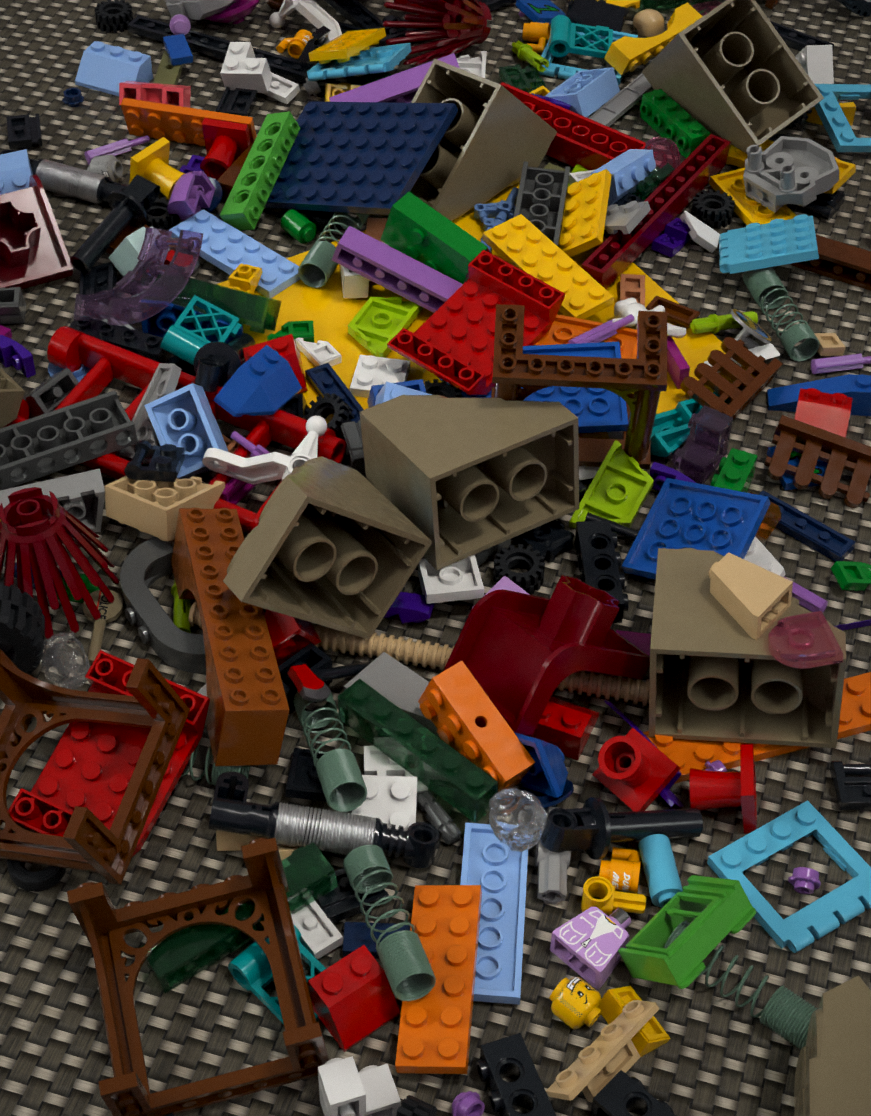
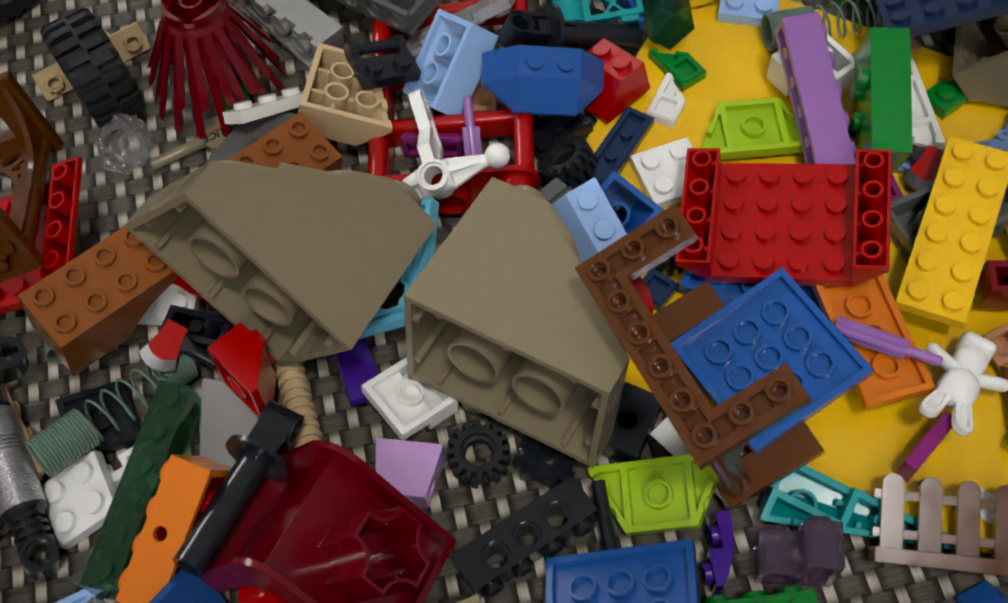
camera: 65 degrees right, 15 degrees up
(121, 554) = (267, 106): none -> white plate
(379, 638) = (245, 366): none -> red slope
(445, 648) = (256, 458): none -> black piece

